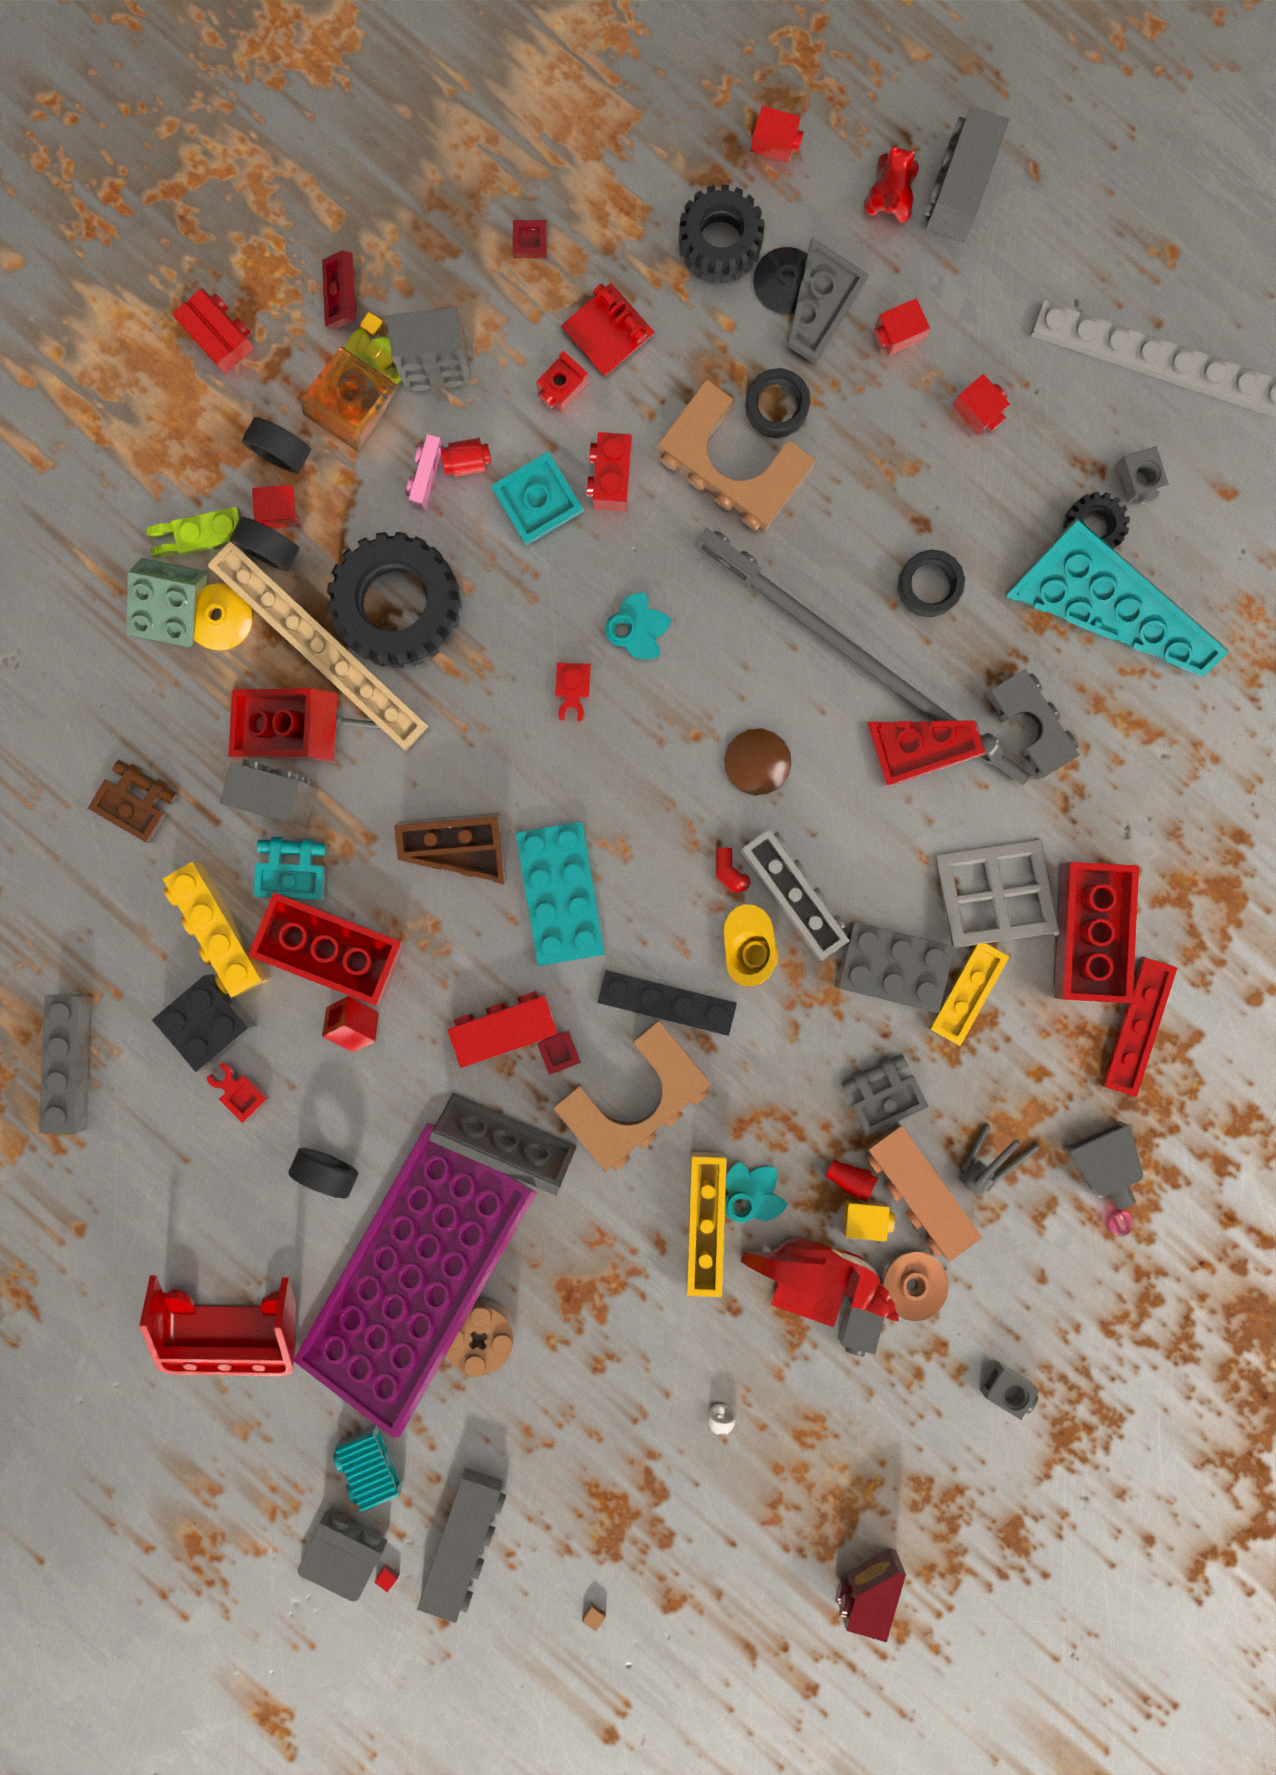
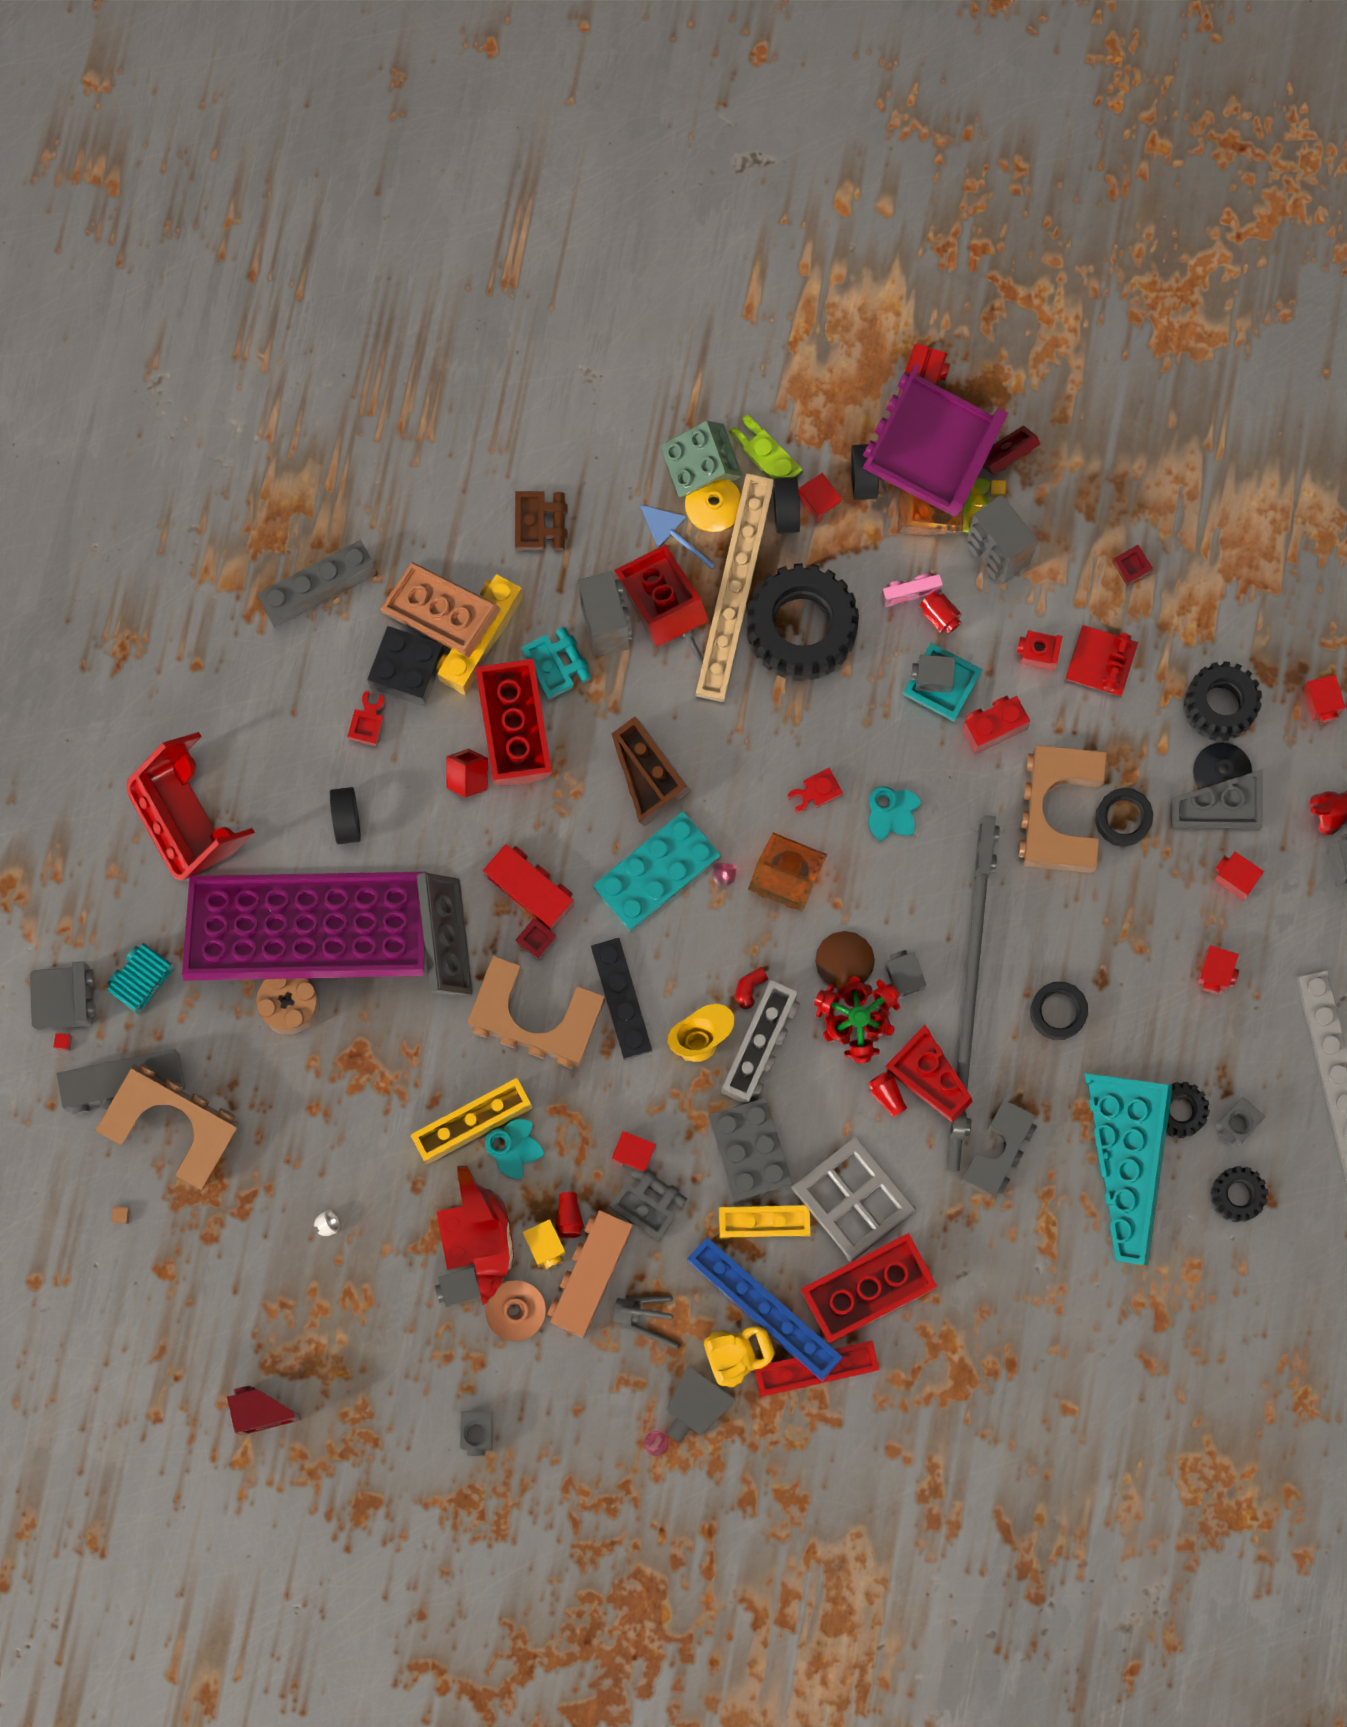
camera: 60 degrees right, 10 degrees down
(166, 955) = (440, 609): none -> nougat tile
(210, 678) = (663, 524): none -> medium blue piece
(289, 356) = (932, 443): none -> magenta panel
(488, 1534) = (210, 1127): none -> medium nougat arch
(526, 500) = (933, 673): none -> dark grey brick
(601, 828) = (724, 872): none -> clear pink hinge
(638, 765) = (787, 872): none -> clear orange slope
(807, 711) = (905, 973): none -> dark grey brick
(828, 1080) = (633, 1151): none -> red panel
(837, 773) = (875, 1023): none -> red plant
(912, 798) = (886, 1092): none -> red cone
(1057, 1043) = (764, 1309): none -> blue plate
(1082, 1100) = (733, 1354): none -> yellow piece
(1229, 518) = (1252, 1181): none -> black tyre

